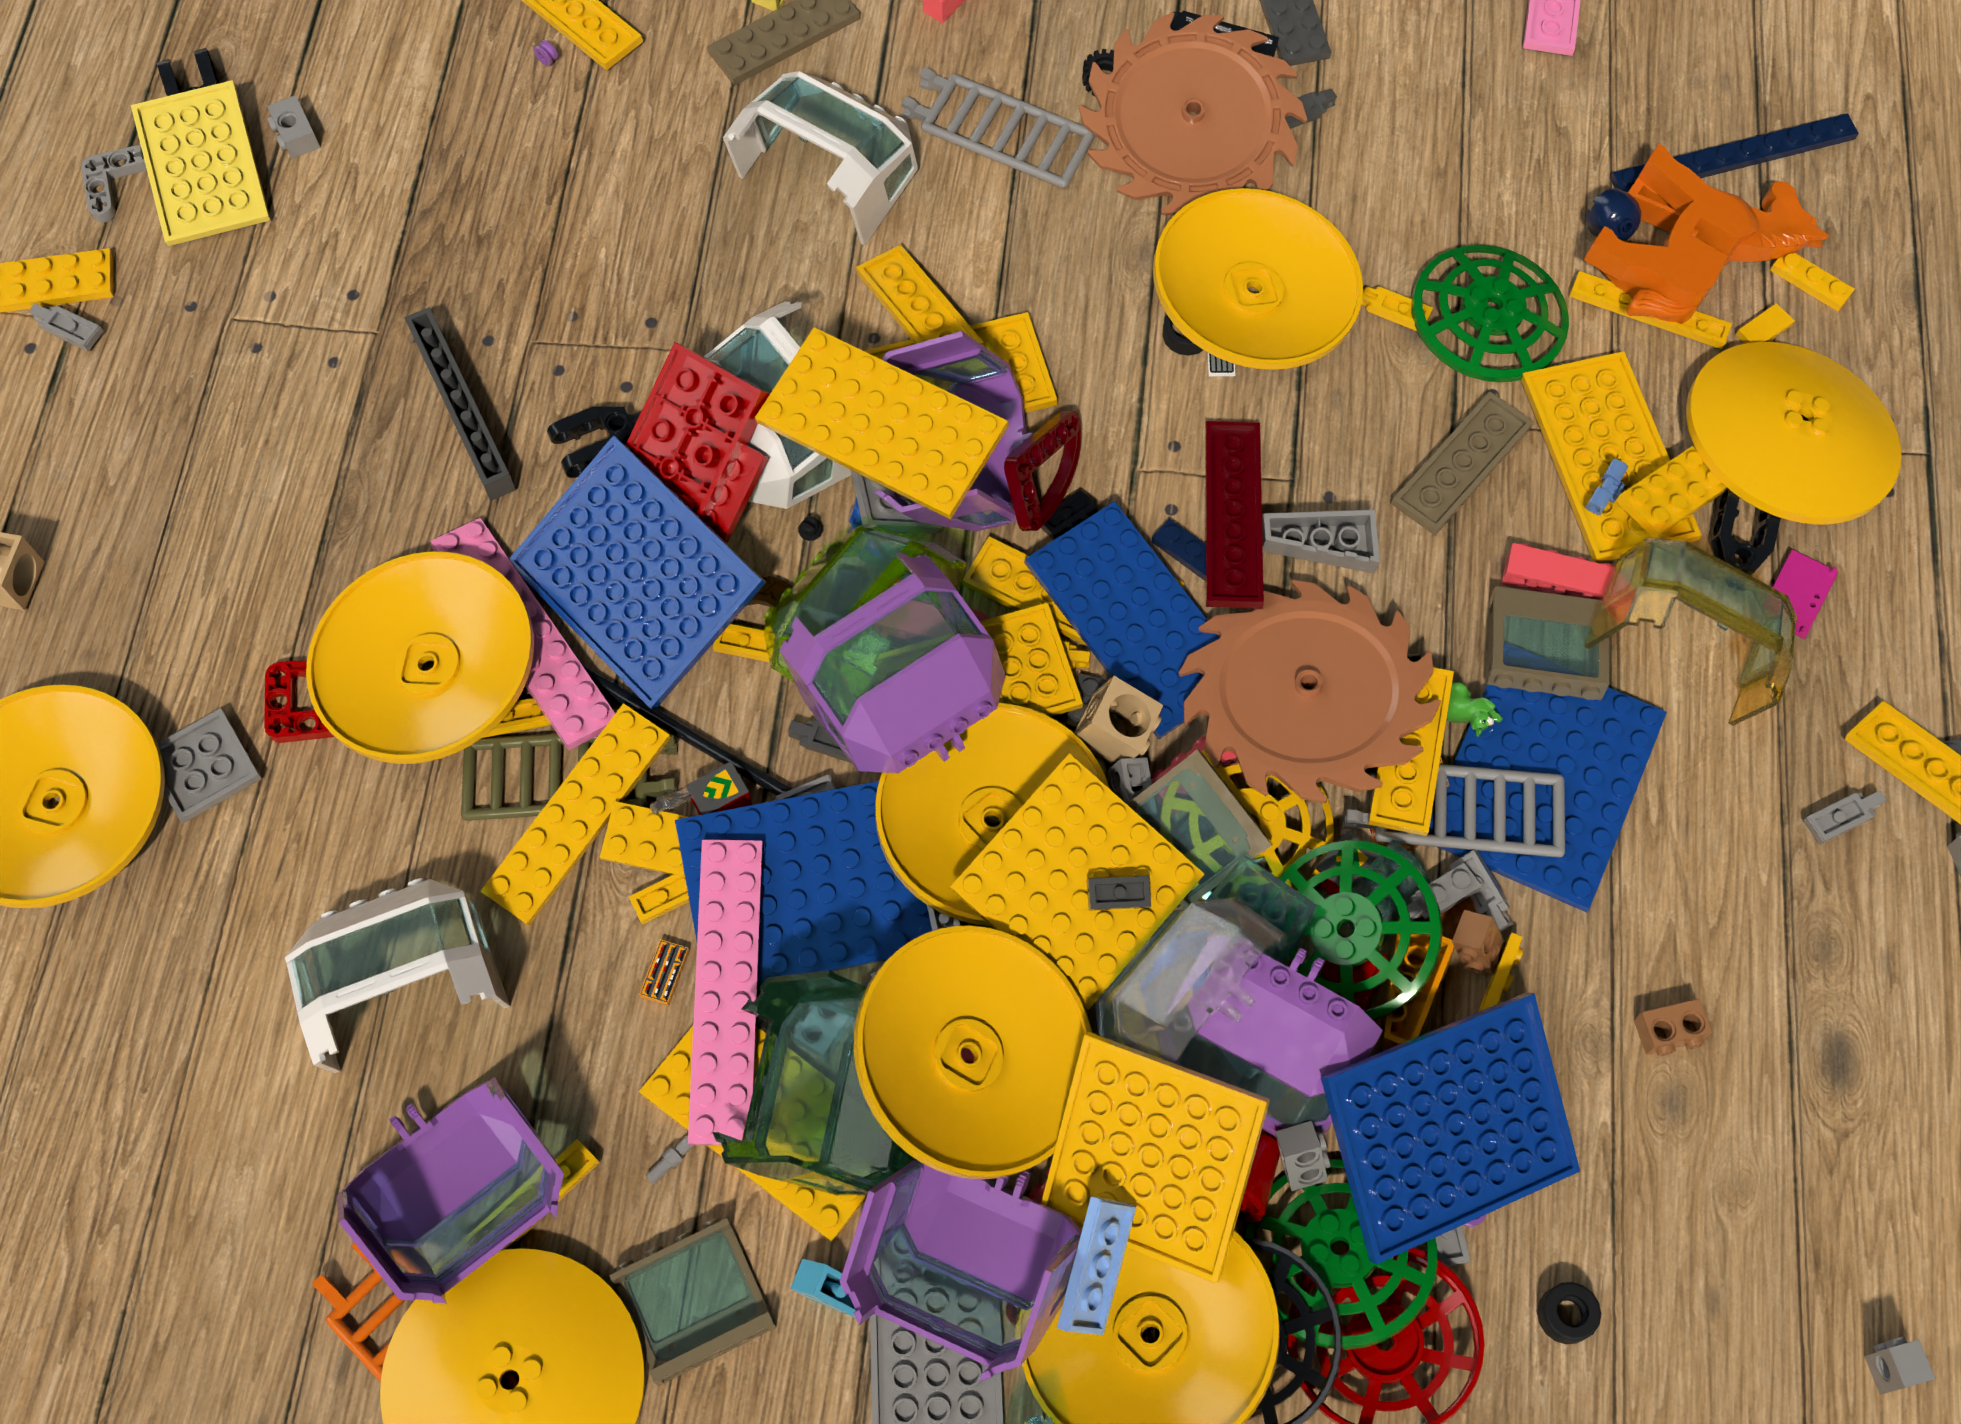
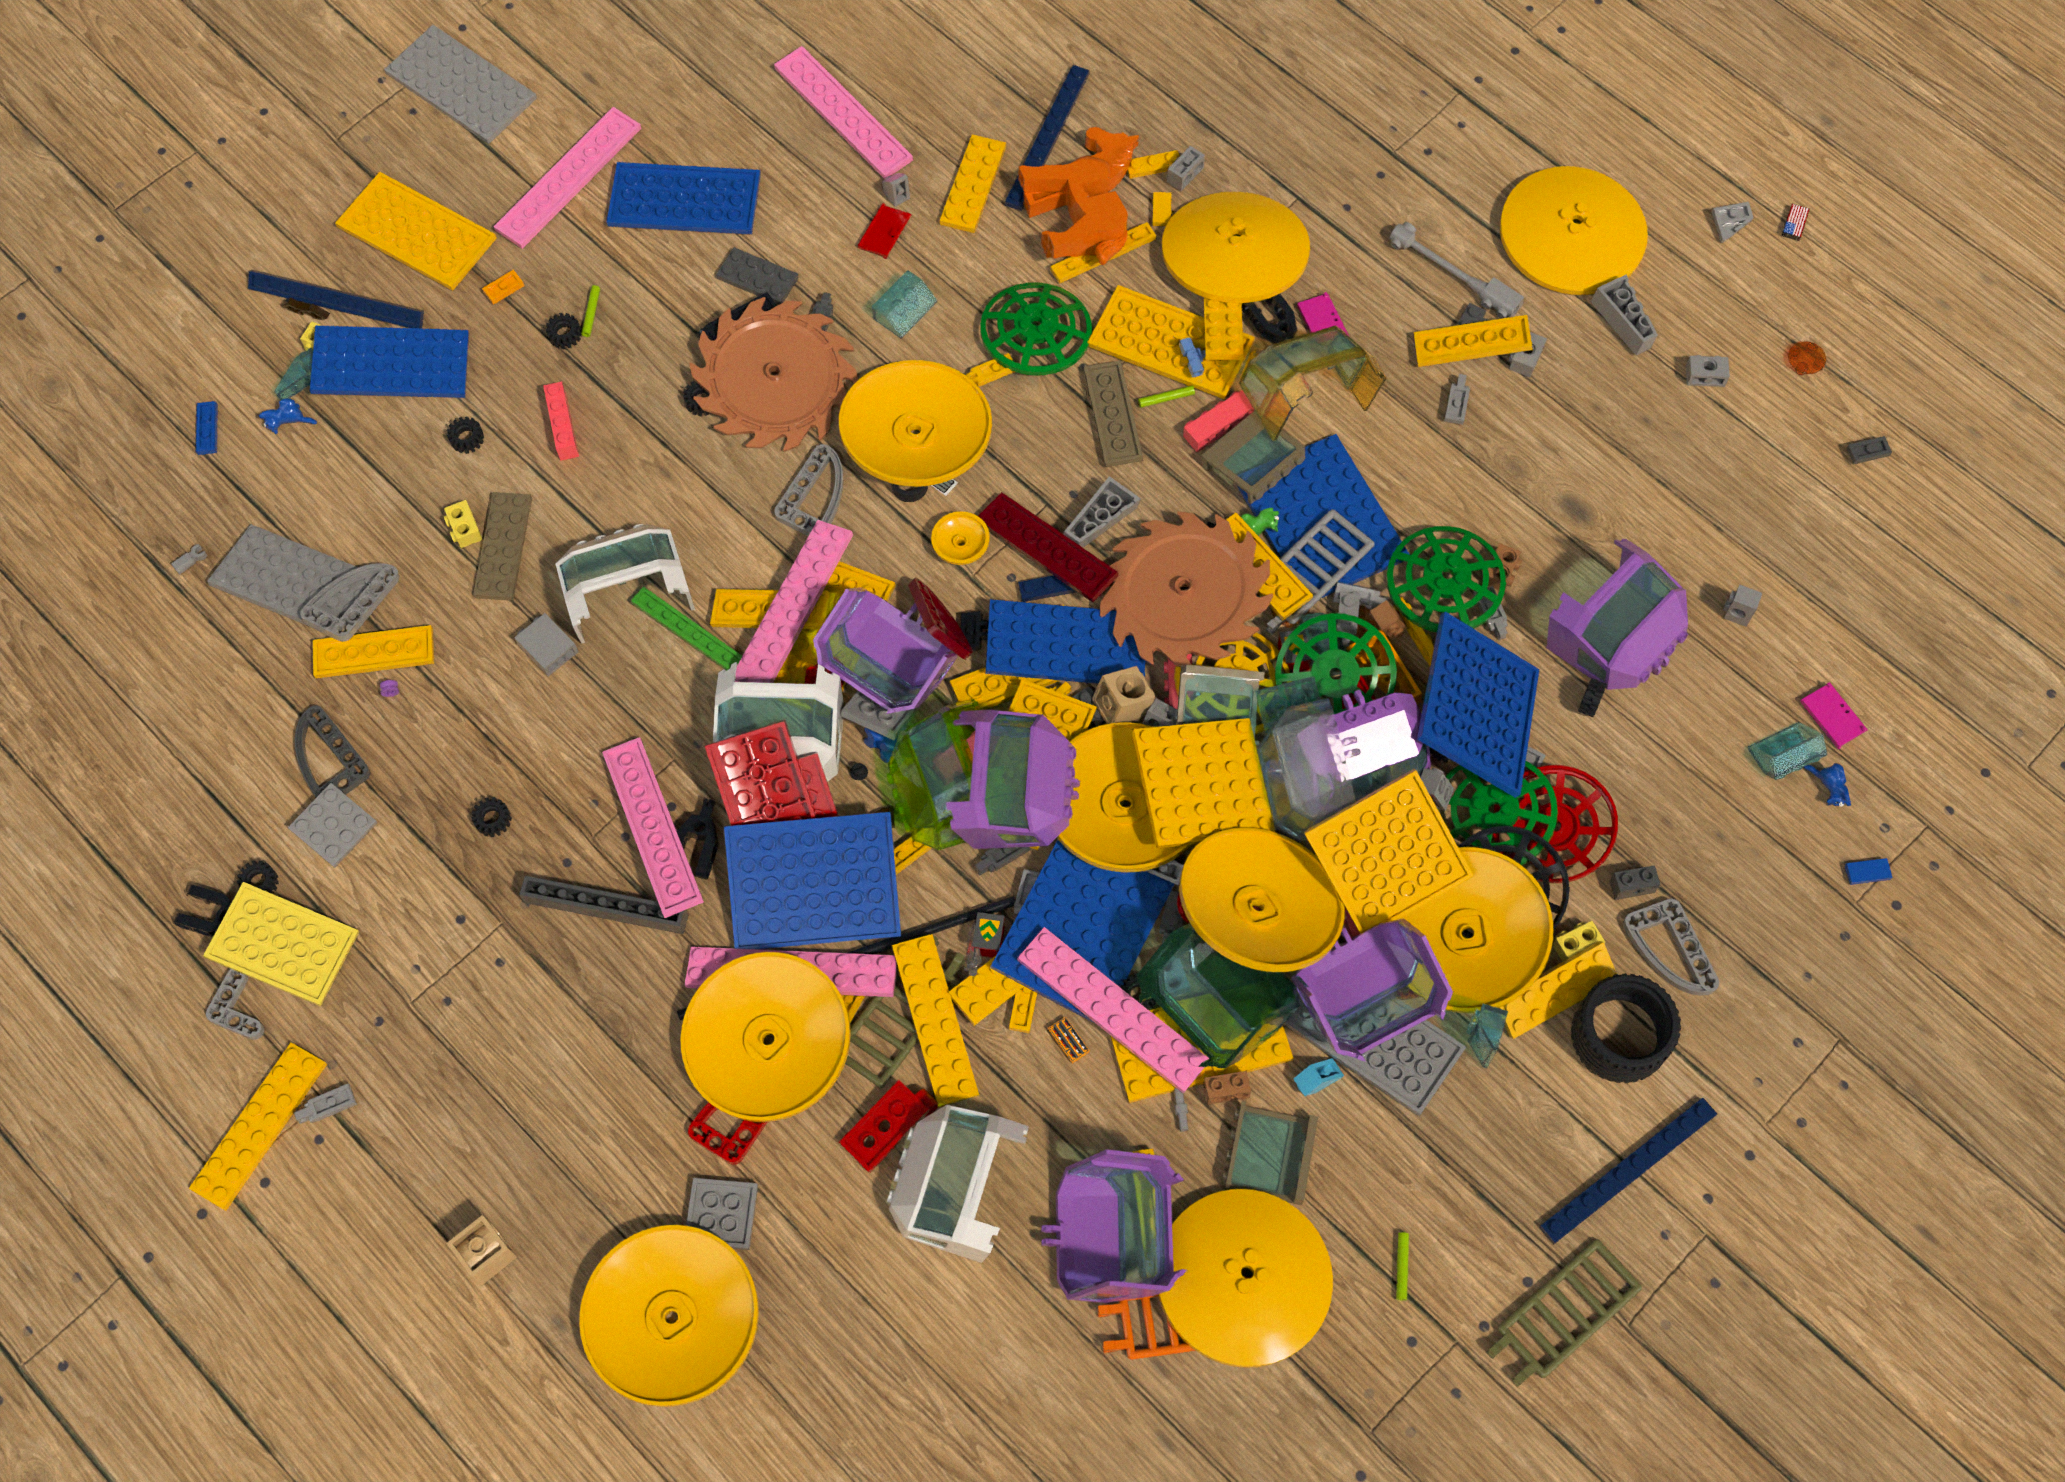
camera: 50 degrees left, 0 degrees up
(253, 87) = (259, 868): none -> black tyre
(293, 127) = (294, 865): light grey brick -> none
(362, 114) = (332, 825): none -> light grey plate
(432, 89) = (349, 773): none -> dark grey beam
(442, 855) = (901, 1110): none -> red hinge
(475, 226) = (483, 809): none -> black tyre
(575, 382) = (652, 827): none -> bright pink plate
(701, 145) = (546, 644): none -> light grey brick
(734, 1190) = (1227, 1087): none -> medium nougat brick
(832, 262) = (685, 629): none -> bright green plate
(882, 422) = (857, 674): yellow plate -> none
(946, 87) = (640, 511): light grey bar -> none
(972, 311) = (793, 603): none -> bright pink plate
(1085, 241) = (794, 489): none -> light grey beam
(1096, 1266) = (1421, 920): light blue tile -> none
(1118, 893) = (1230, 765): dark grey plate -> none
(1169, 410) = (956, 529): none -> yellow dish
(1392, 169) = (903, 304): none -> clear light blue slope
(1461, 90) = (885, 225): none -> red door
(1519, 64) = (896, 188): none -> light grey slope
(1537, 501) = (1166, 396): none -> lime piece
(1585, 1301) = (1609, 720): black tyre -> none
(1591, 986) = (1441, 586): none -> green dish
(1596, 1263) = (1592, 697): none -> black tyre
(1603, 129) = (973, 183): none -> yellow plate
(1605, 1057) = (1498, 620): none -> light grey hinge
(1616, 211) = (1035, 221): dark blue cylinder -> none
(1730, 1230) = (1624, 625): none -> medium lavender windscreen
(1838, 310) = (1185, 168): none -> light grey brick

